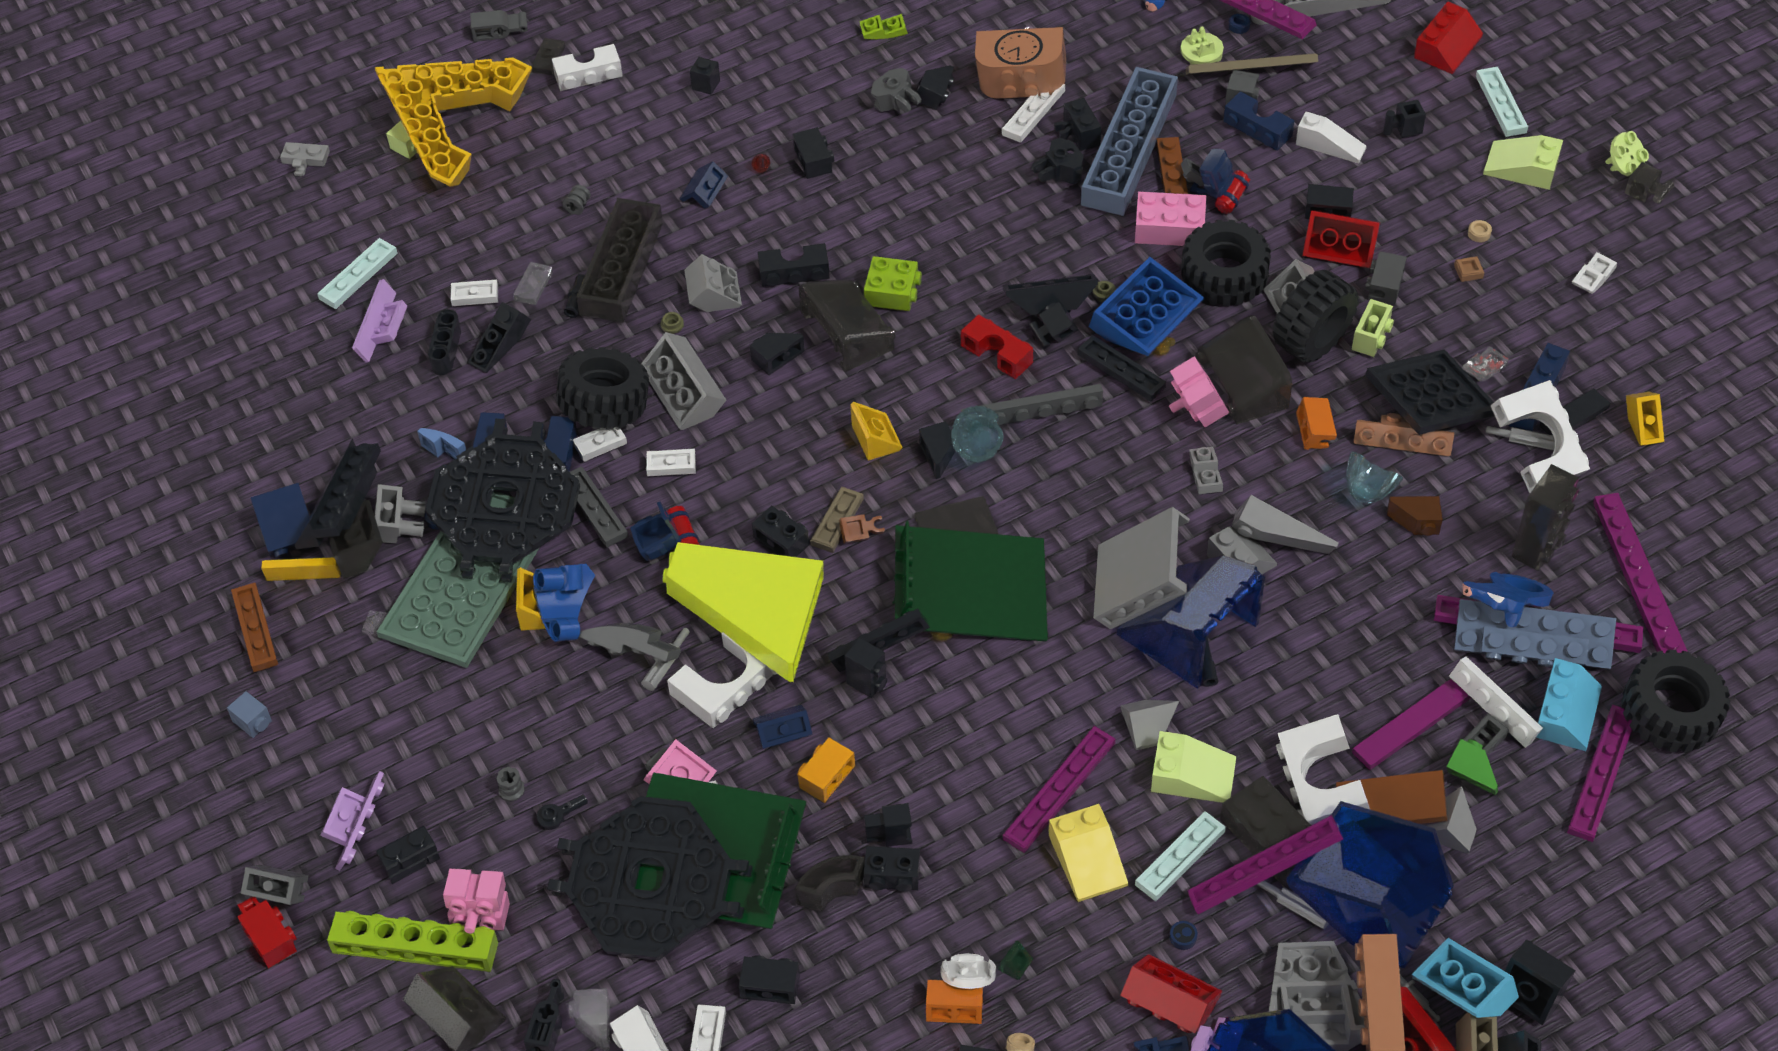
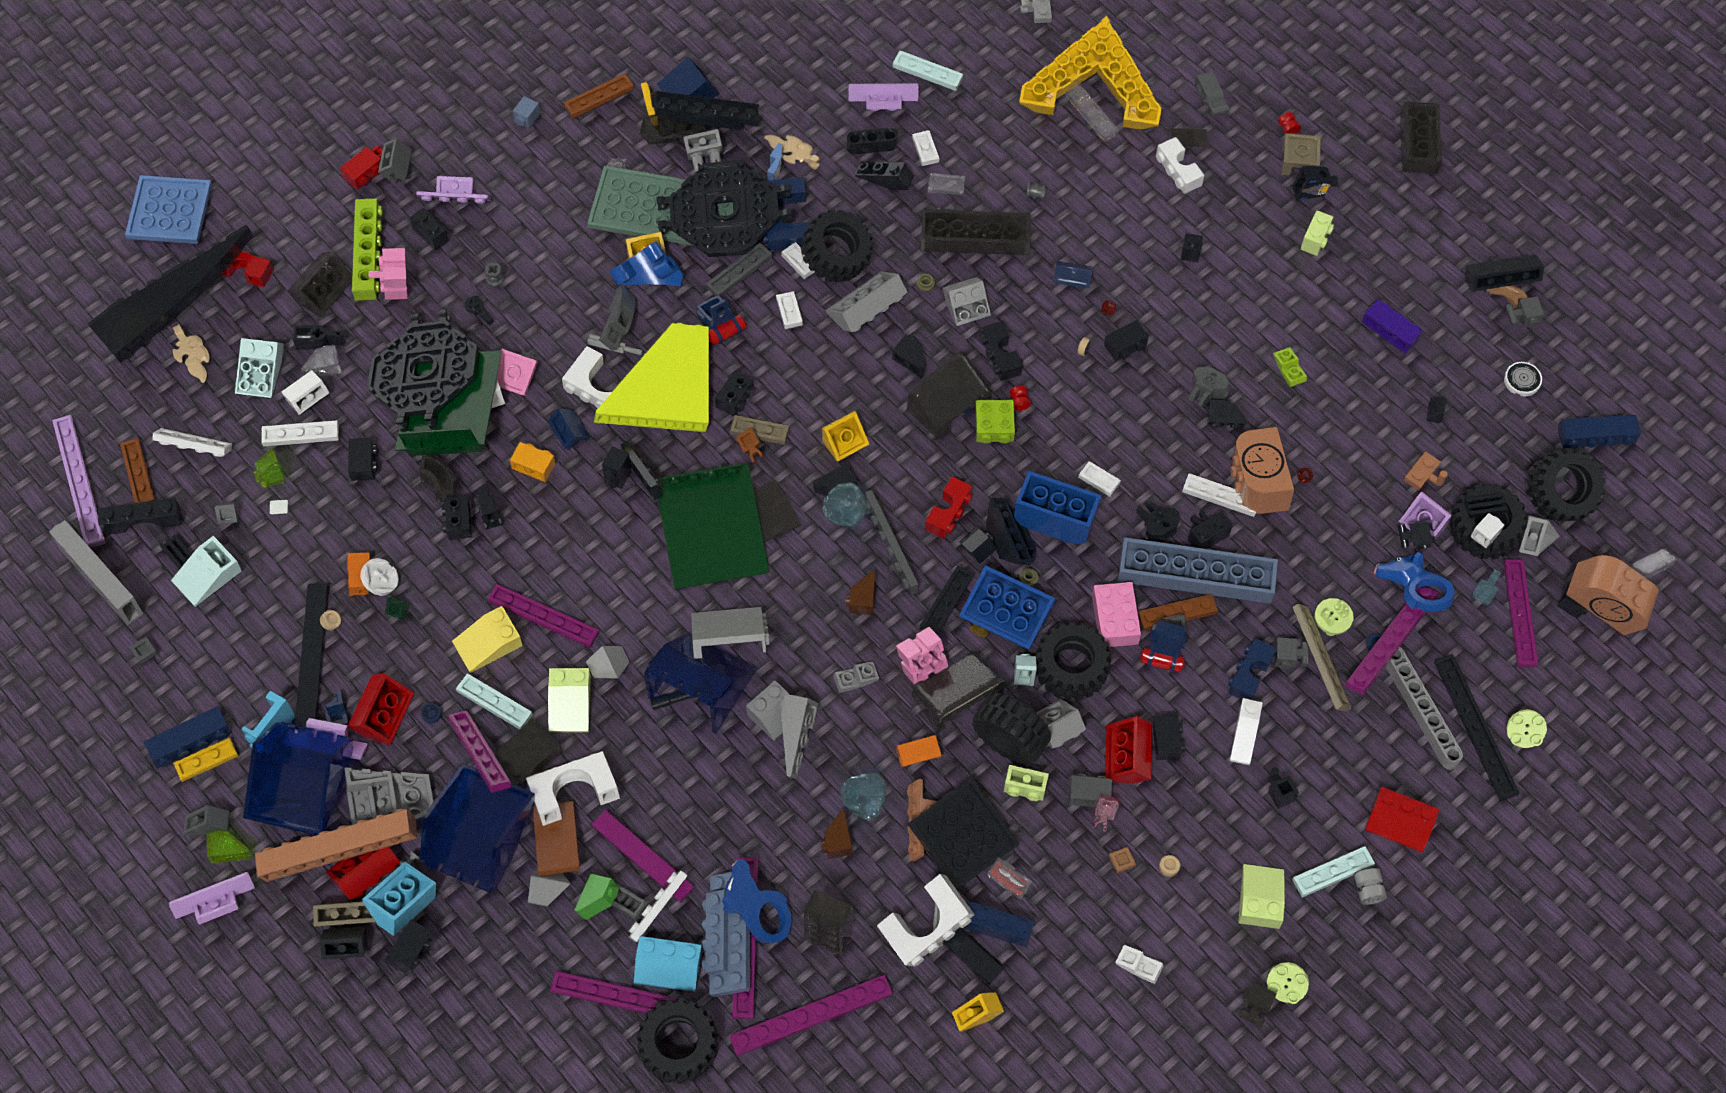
camera: 75 degrees right, 10 degrees up
(428, 418) = (800, 150): none -> tan piece
(486, 131) = (1092, 113): none -> clear plate
(809, 190) = (1084, 346): none -> tan tile
(862, 258) = (1020, 398): none -> red wheel
(986, 209) = (1099, 478): none -> white tile
(1033, 234) = (1056, 508): none -> blue brick
(1099, 443) = (862, 595): none -> reddish brown slope
(1227, 305) = (1025, 670): none -> light aqua slope
(1415, 264) = (1105, 809): none -> clear pink plate
(1523, 73) = (1370, 884): none -> light grey wheel

